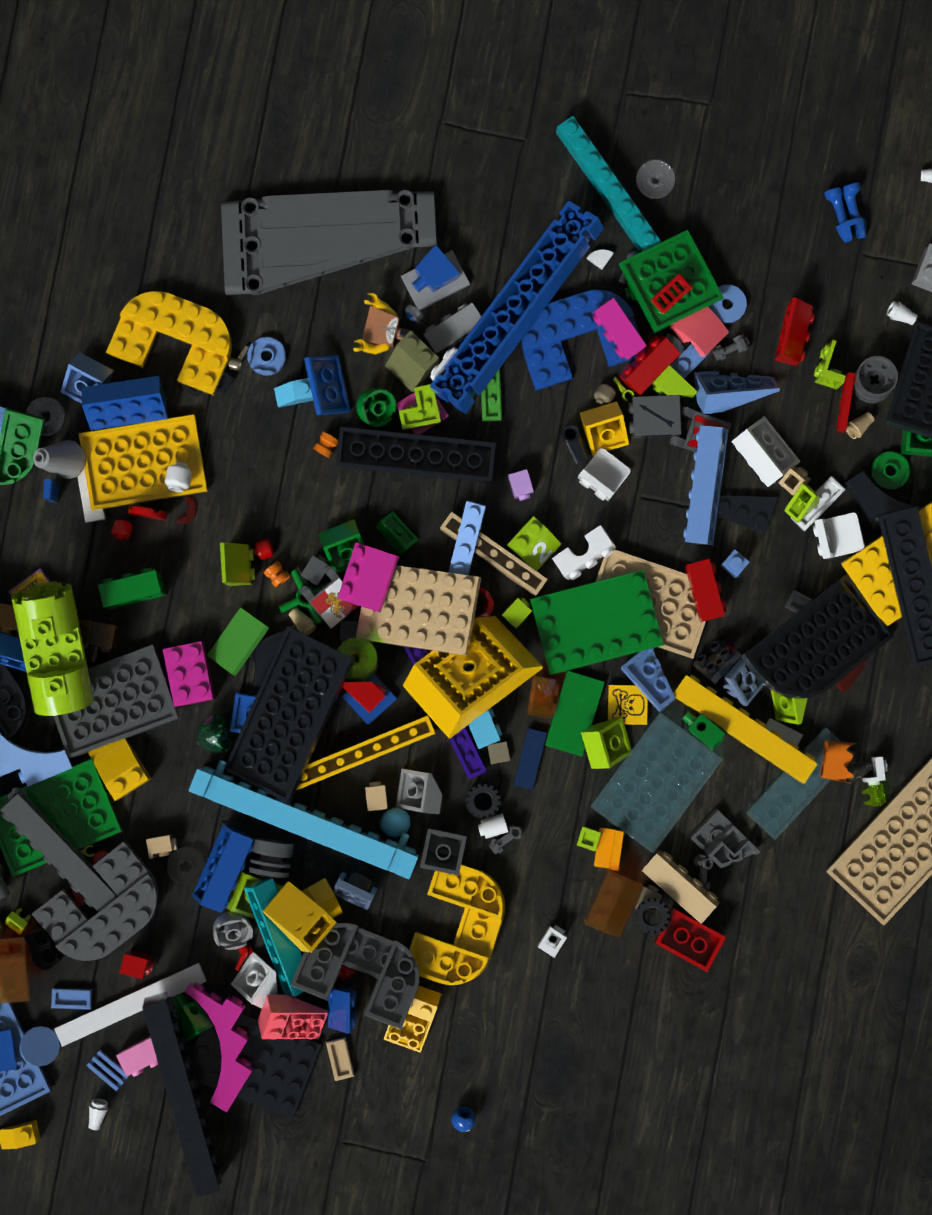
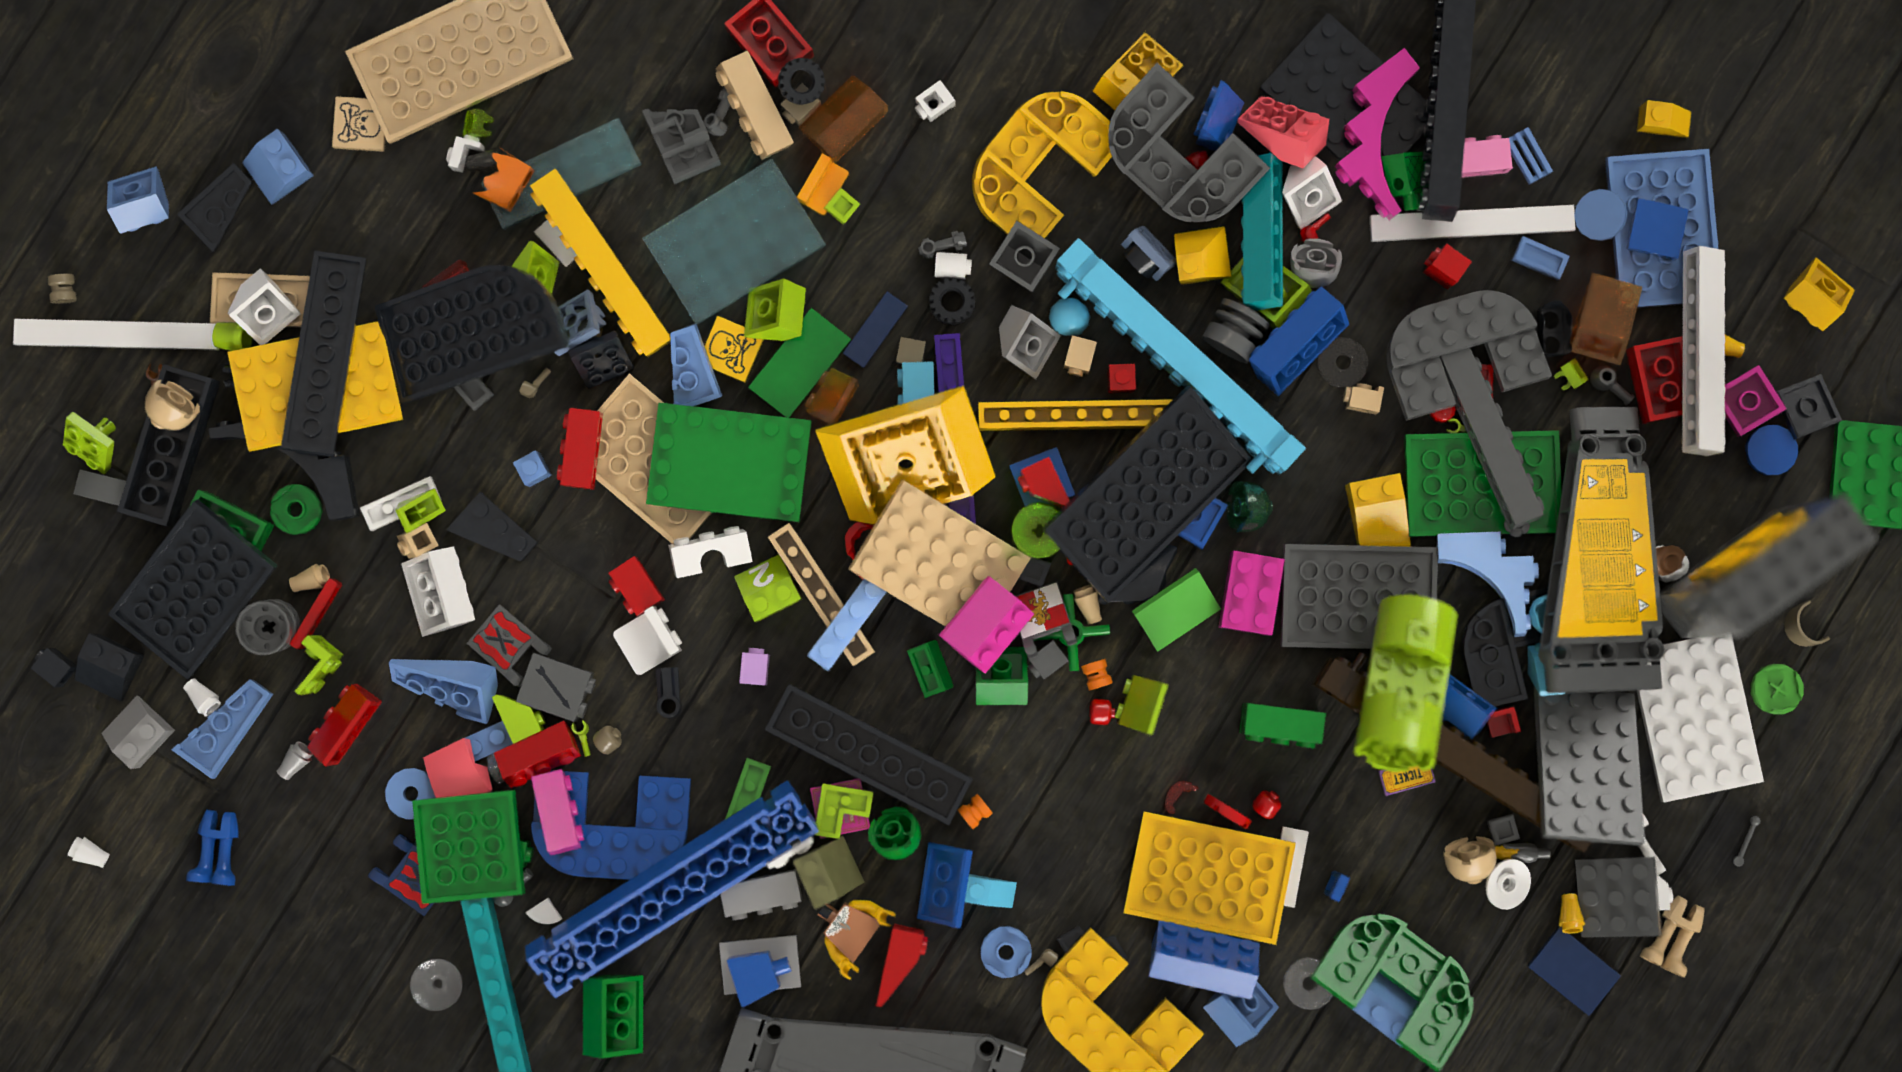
camera: 155 degrees left, 0 degrees up
(61, 459) = (1308, 920): light grey cone -> none
(97, 1112) = (1559, 111): white cone -> none
(178, 477) = (1172, 840): white head -> none
(299, 917) = (1228, 243): yellow slope -> none
(337, 322) = (902, 955): none -> red slope
(340, 792) = (1121, 378): none -> red brick
(340, 1059) = (1244, 61): tan tile -> none
(413, 314) = (803, 932): clear tile -> none
(517, 612) = (820, 512): lime brick -> none
(523, 205) = (612, 1015): none -> green slope
(604, 427) = (623, 698): yellow slope -> none
(627, 509) = (635, 586): none -> red brick
(682, 282) = (454, 838): red slope -> none
(706, 485) = (527, 577): medium blue brick -> none
(707, 244) = (405, 879): none -> dark blue flag
(711, 736) = (643, 271): green torso -> none
(740, 343) = (415, 736): dark grey bar -> none
(759, 619) = (529, 390): none -> dark tan hand
(817, 297) = (294, 760): none -> light grey cone
(839, 535) = (390, 453): white bracket -> none
(878, 290) = (222, 732): none -> medium blue wing

